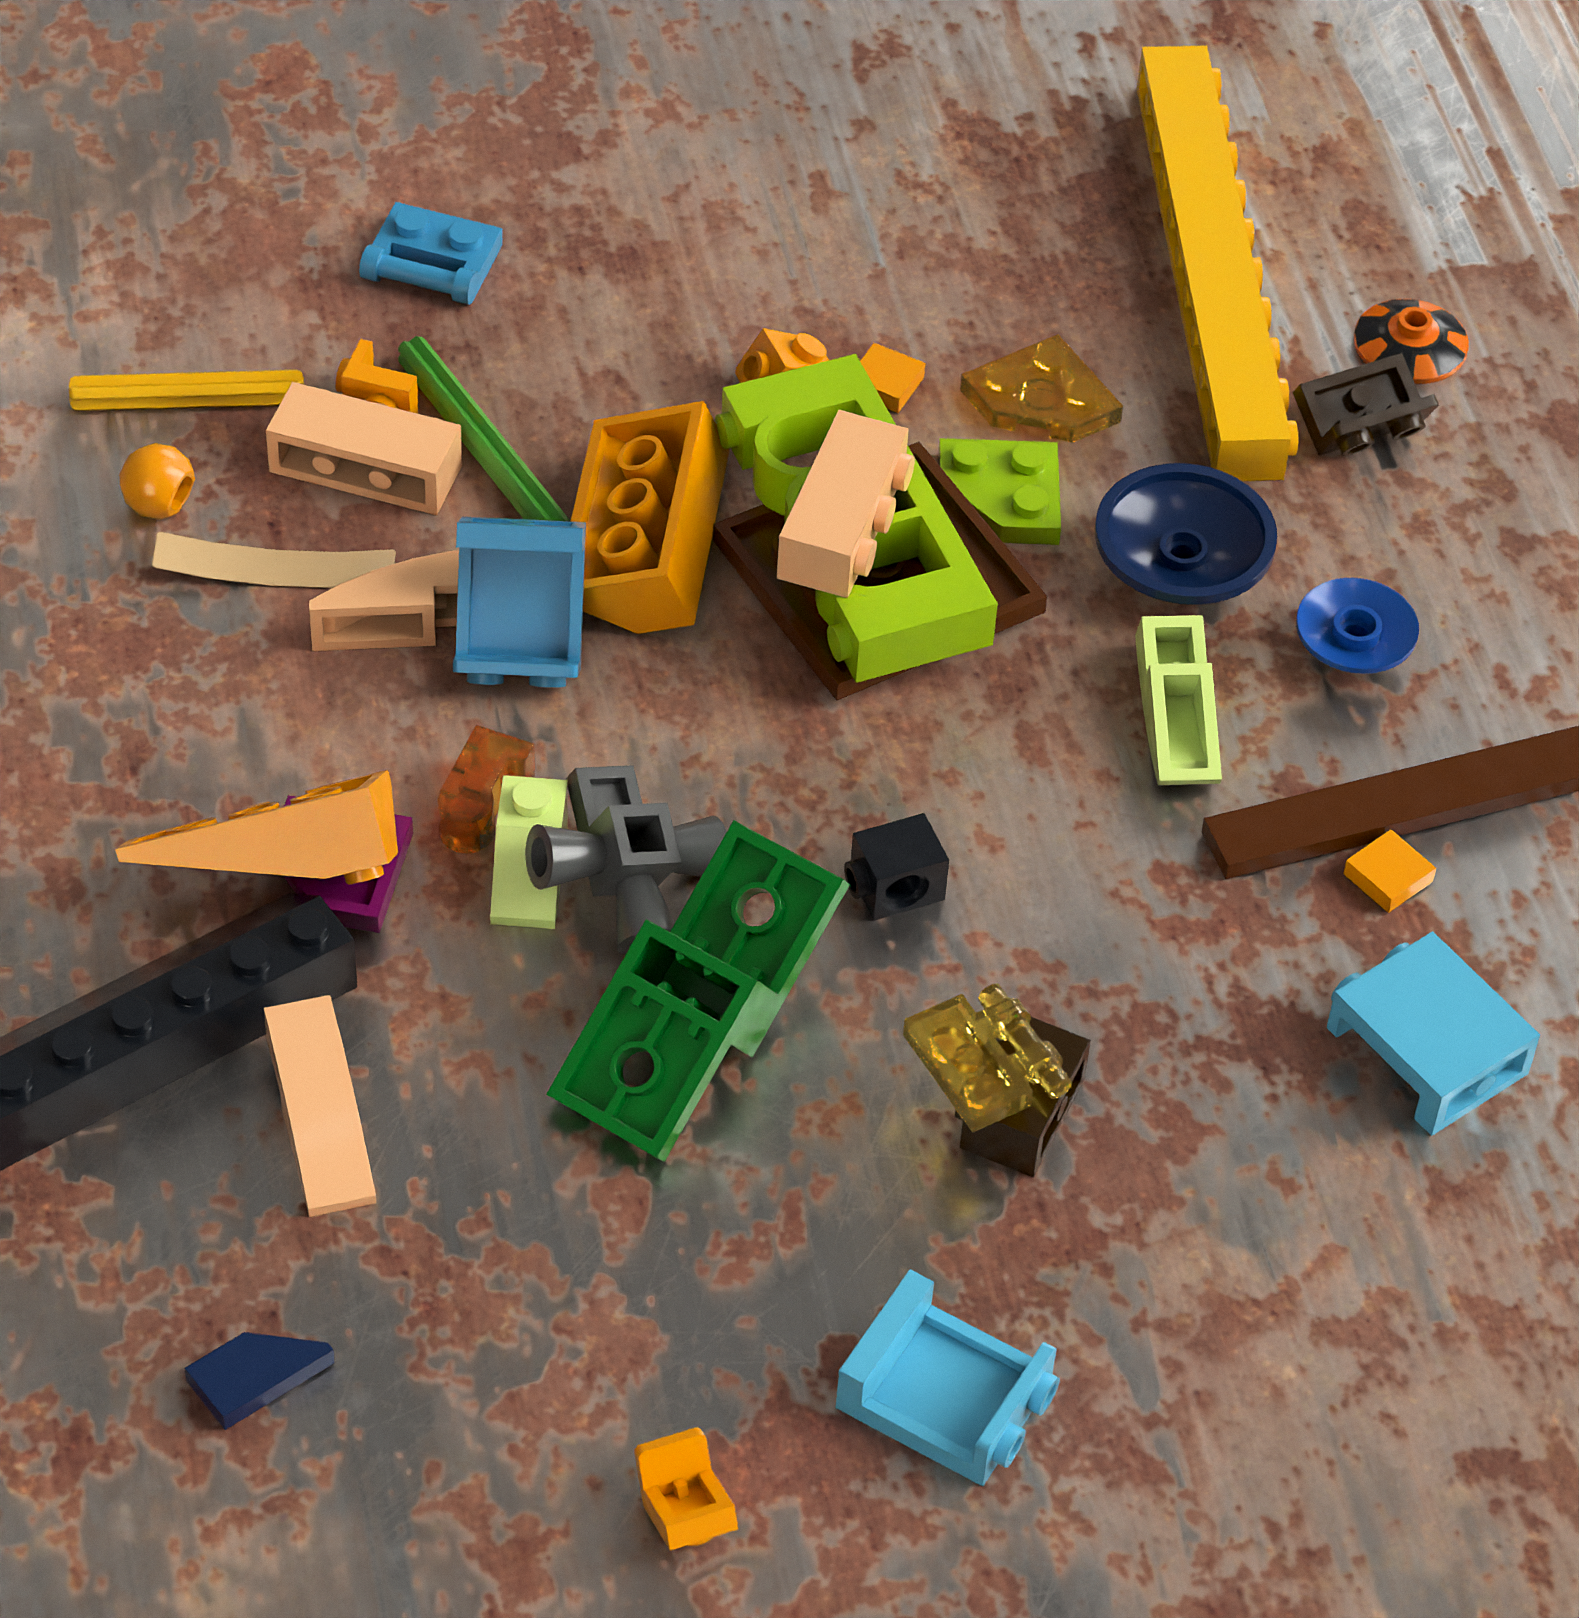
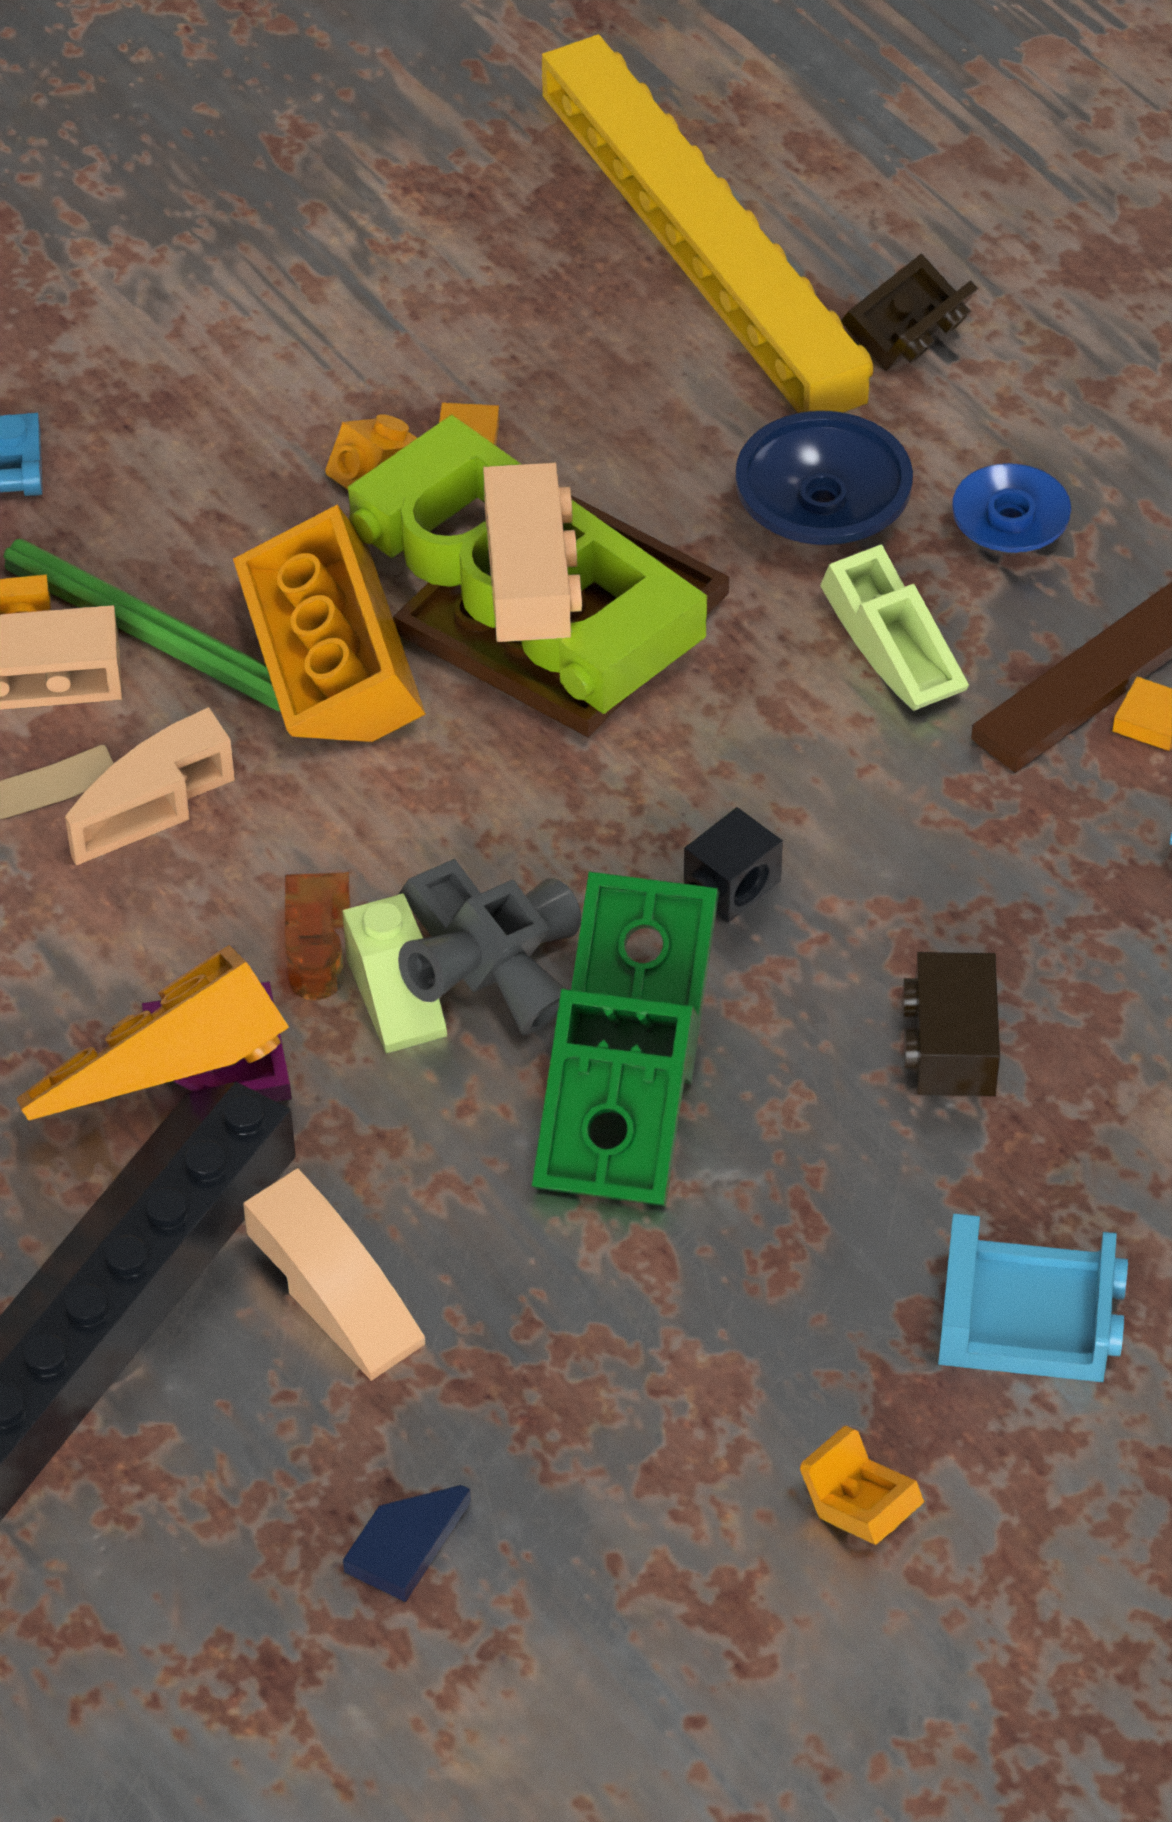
camera: 20 degrees left, 0 degrees up
(519, 600) = (263, 746): dark azure panel -> none
(971, 1064) = (913, 1013): clear yellow plate -> none
(1008, 485) = (636, 487): lime plate -> none
(1042, 389) = (615, 393): clear yellow plate -> none
(1423, 332) = (902, 231): dish -> none

